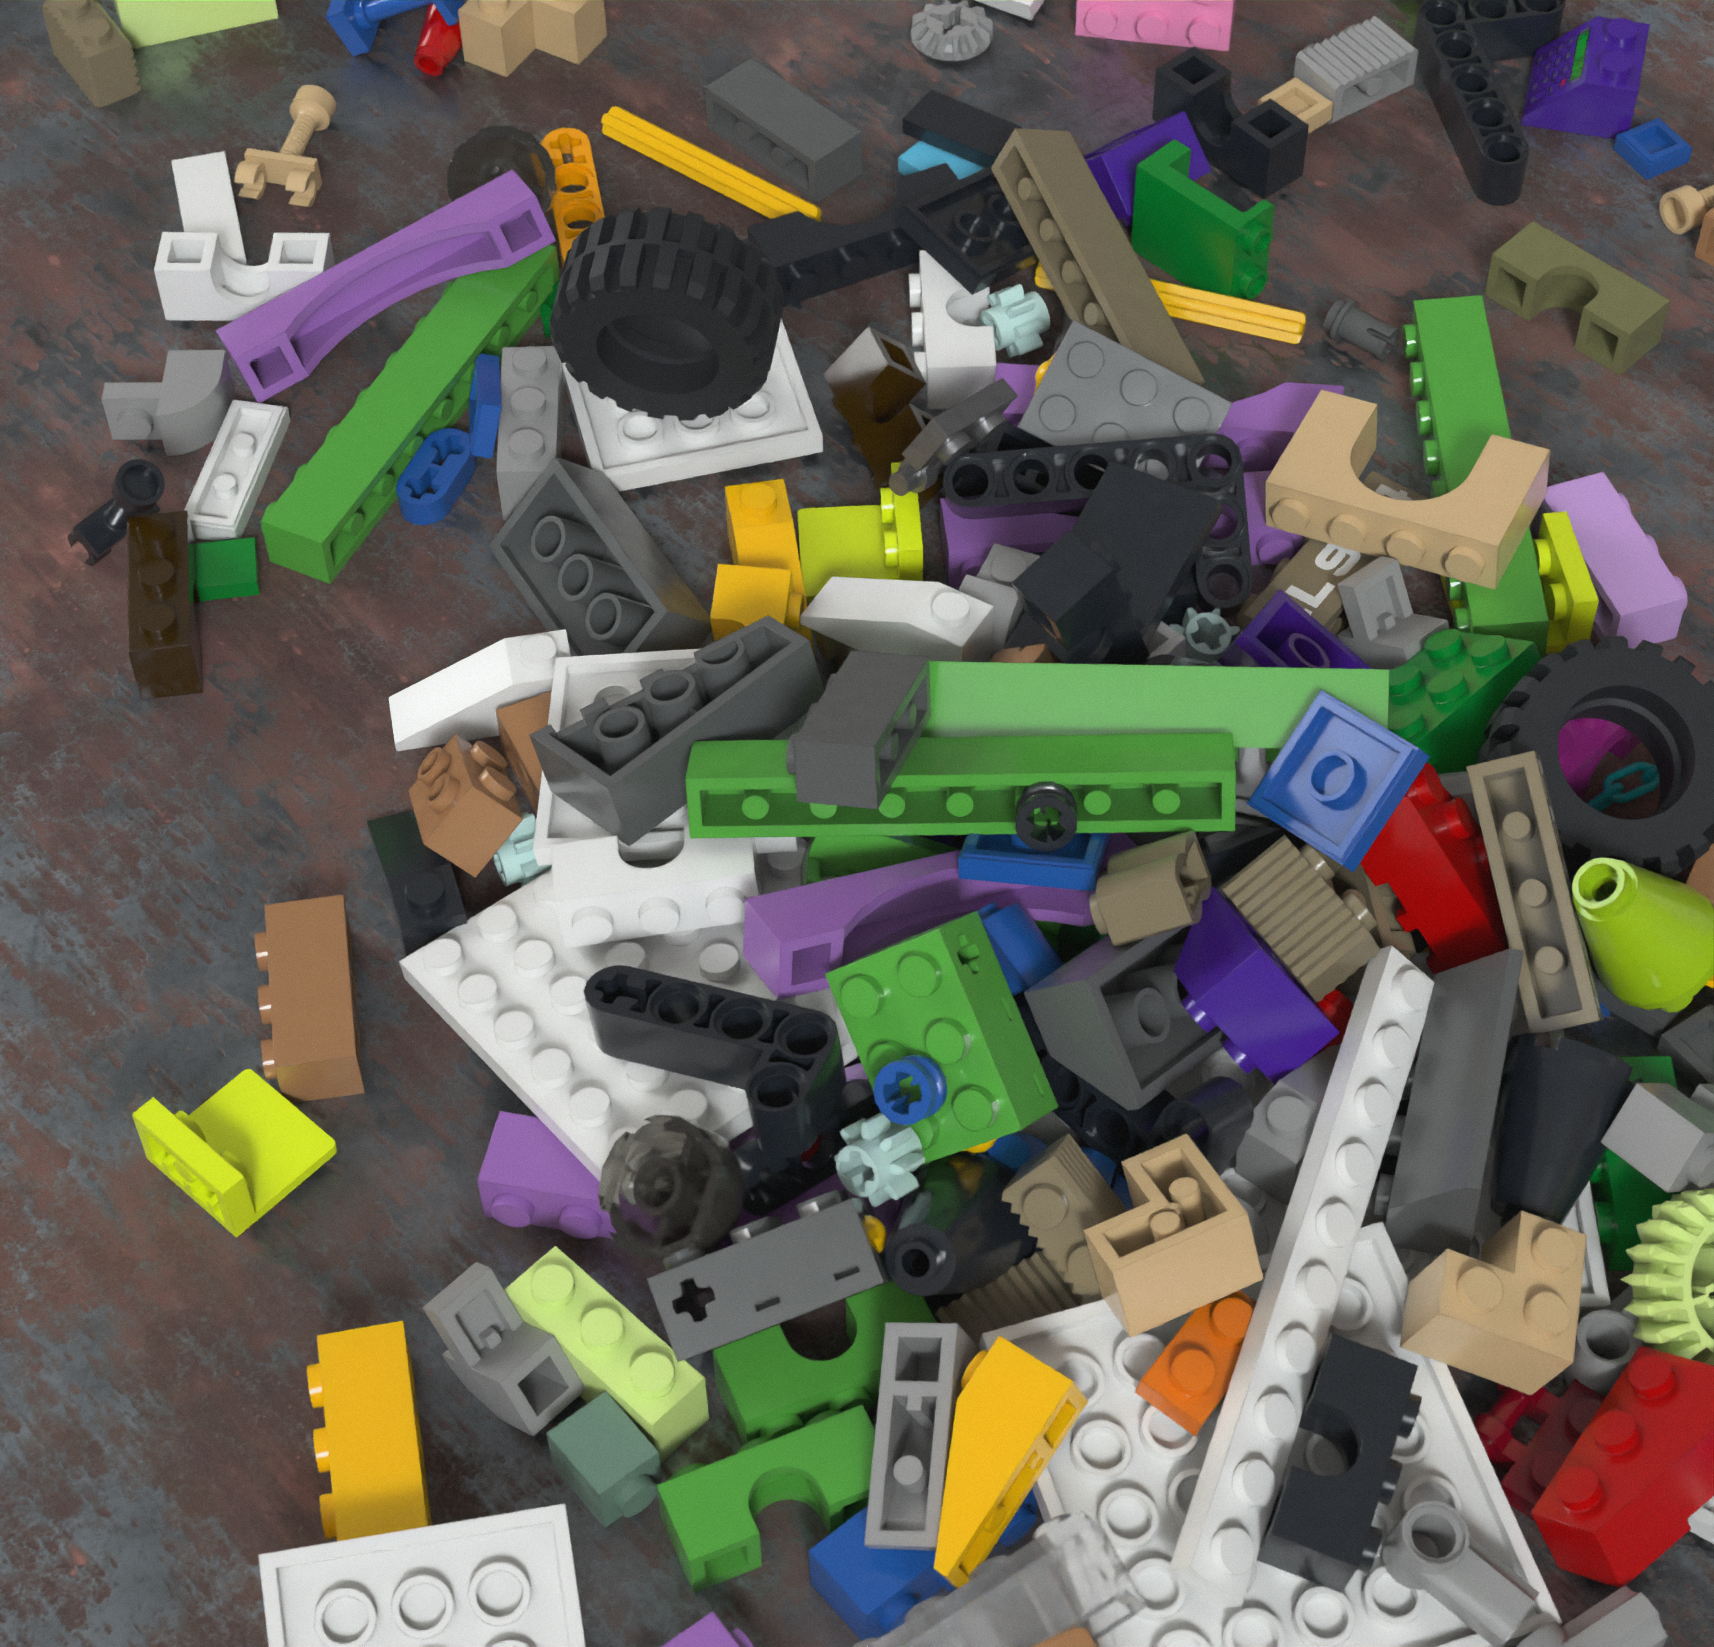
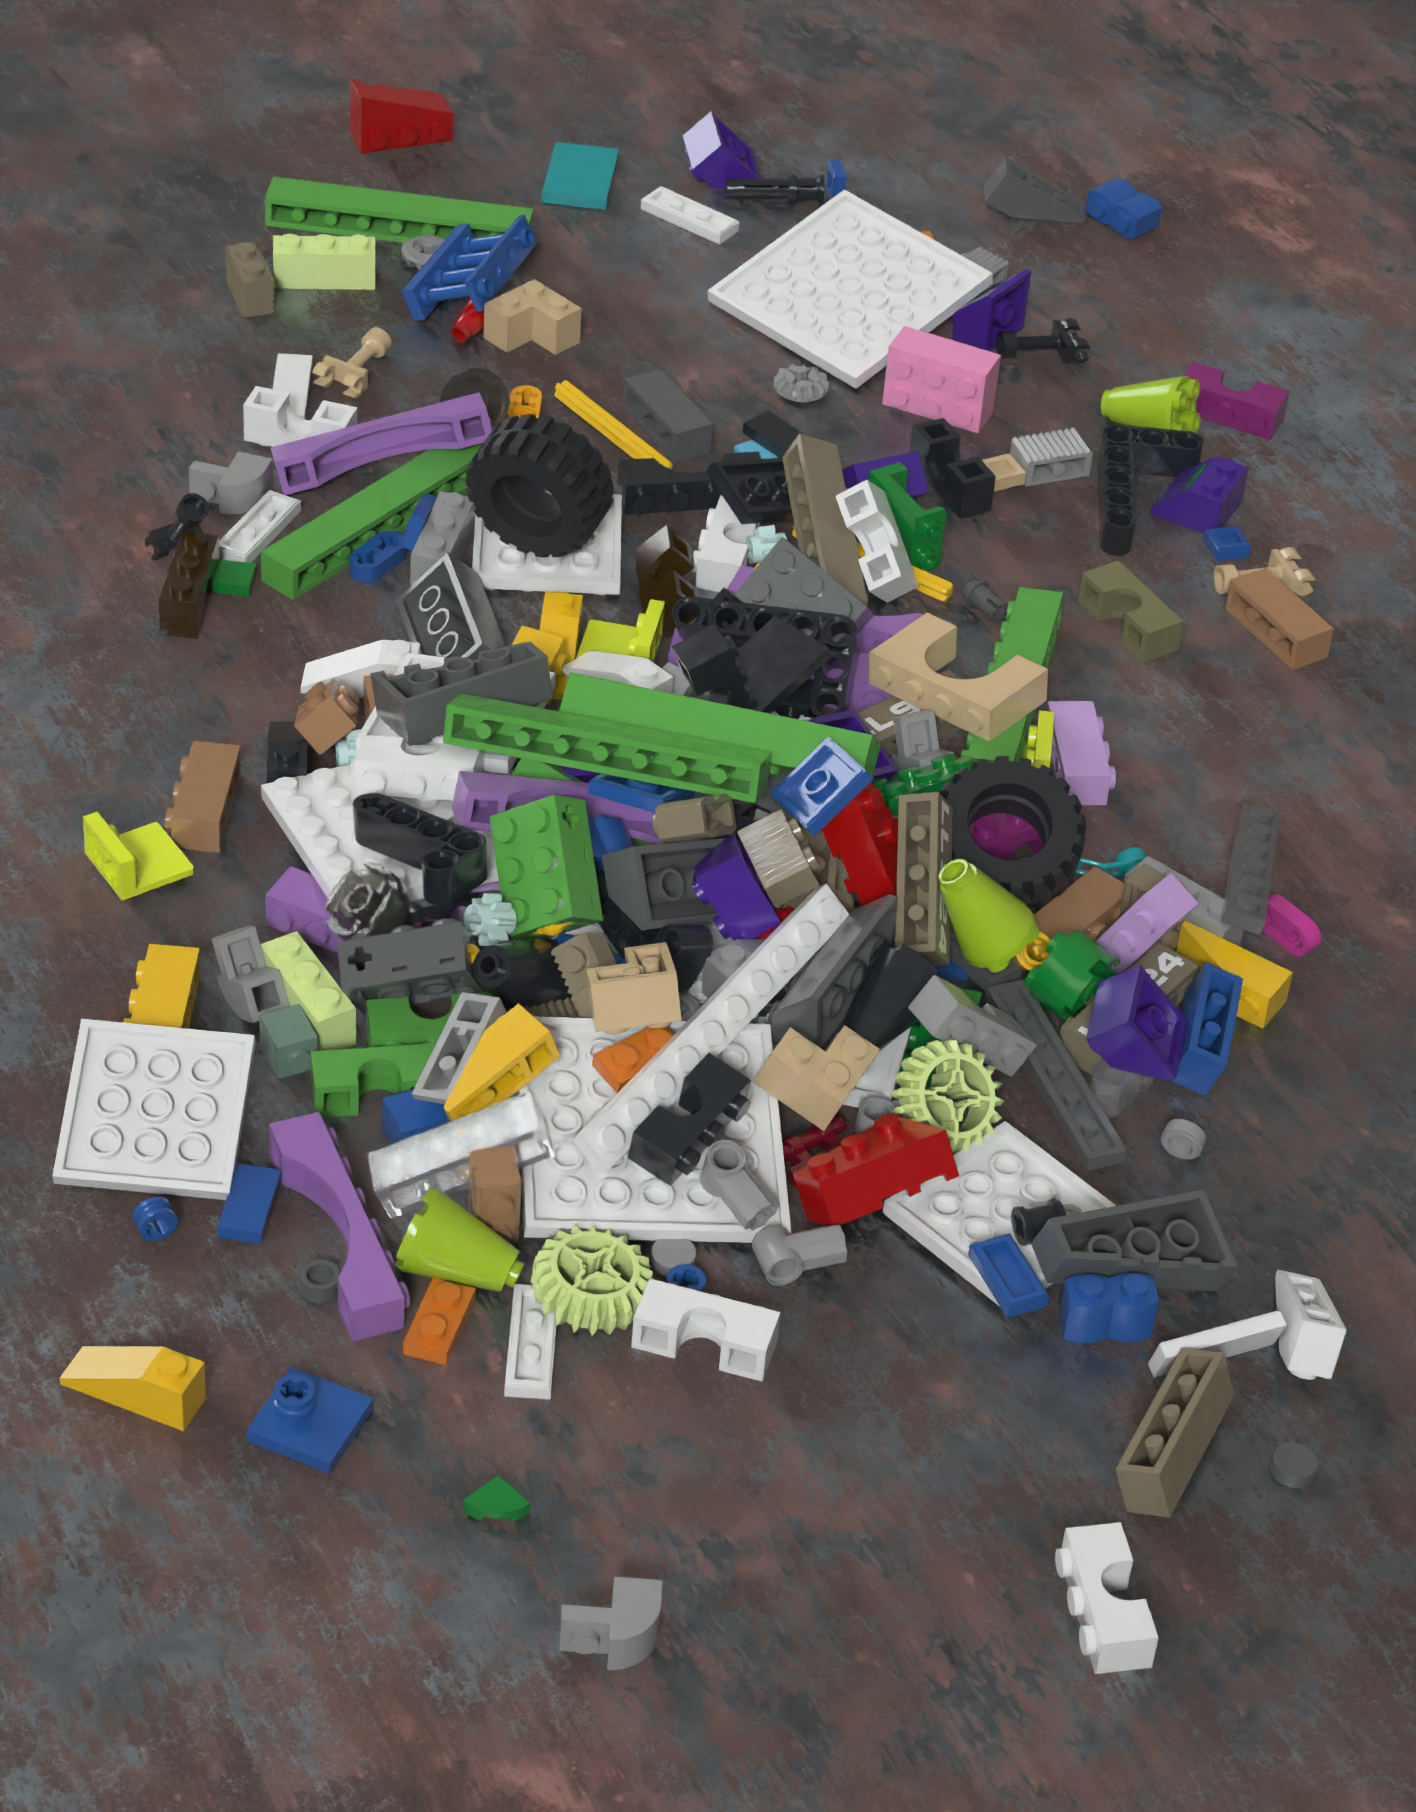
camera: 10 degrees right, 10 degrees down
(861, 730) = (555, 698): dark grey brick -> none
(890, 1099) = (505, 877): blue bush -> none
(952, 435) = (686, 580): flat silver plate -> none
(1044, 795) = (633, 767): black bush -> none
(1173, 255) = (872, 521): none -> white arch

